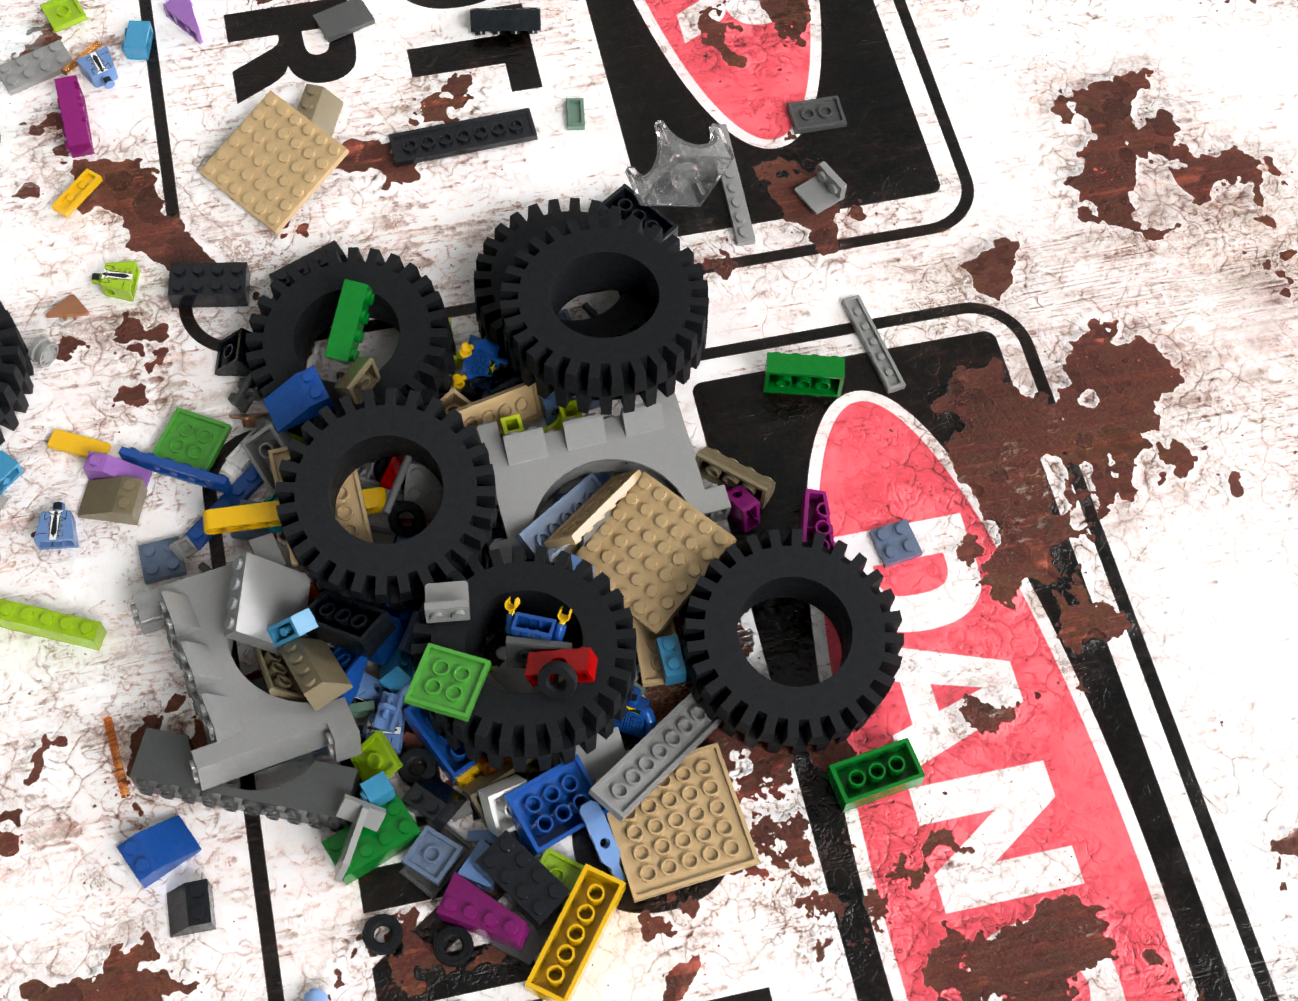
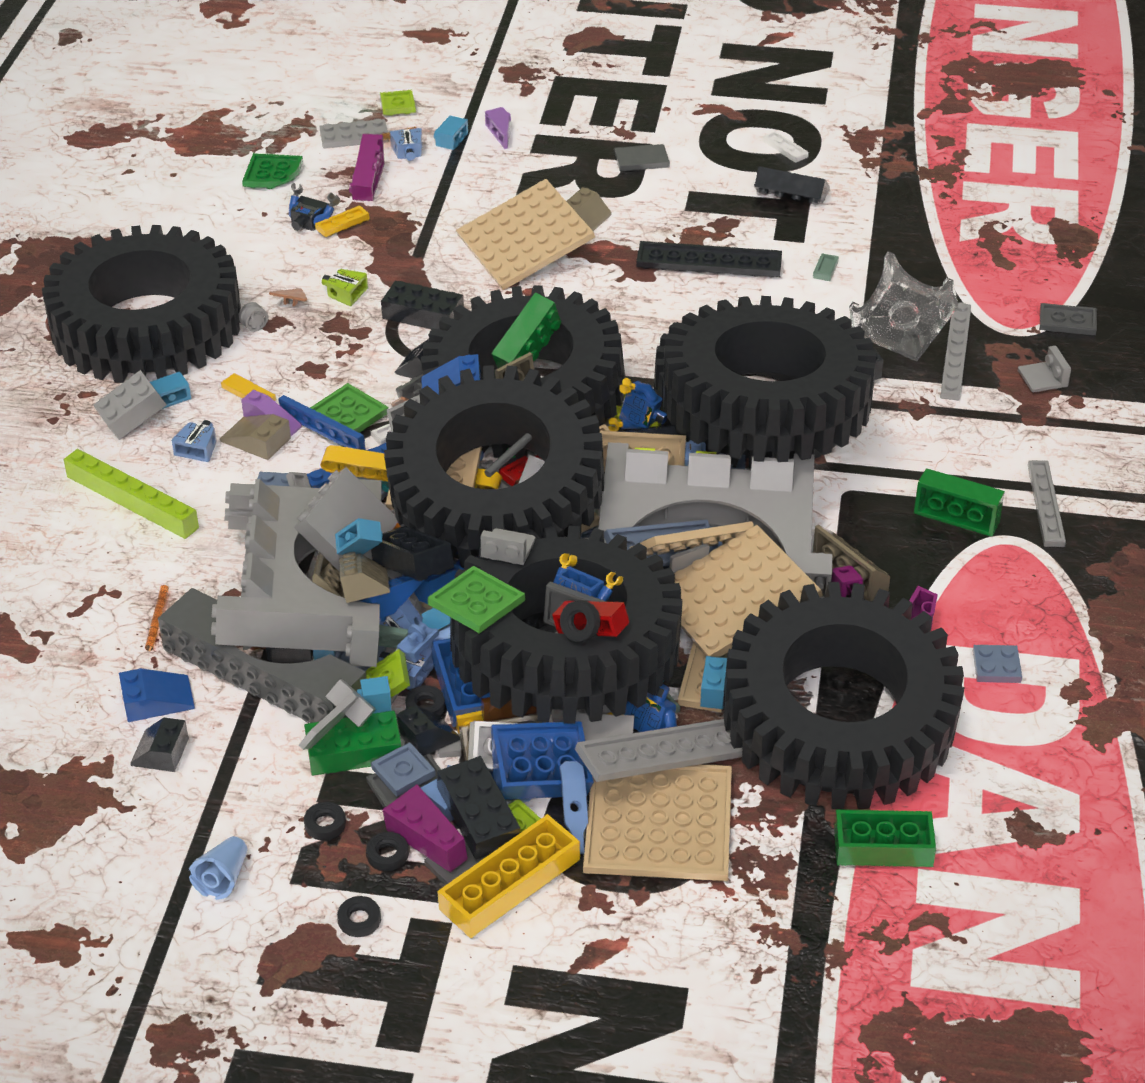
camera: 25 degrees right, 20 degrees down
(37, 192) = (308, 211): none -> torso

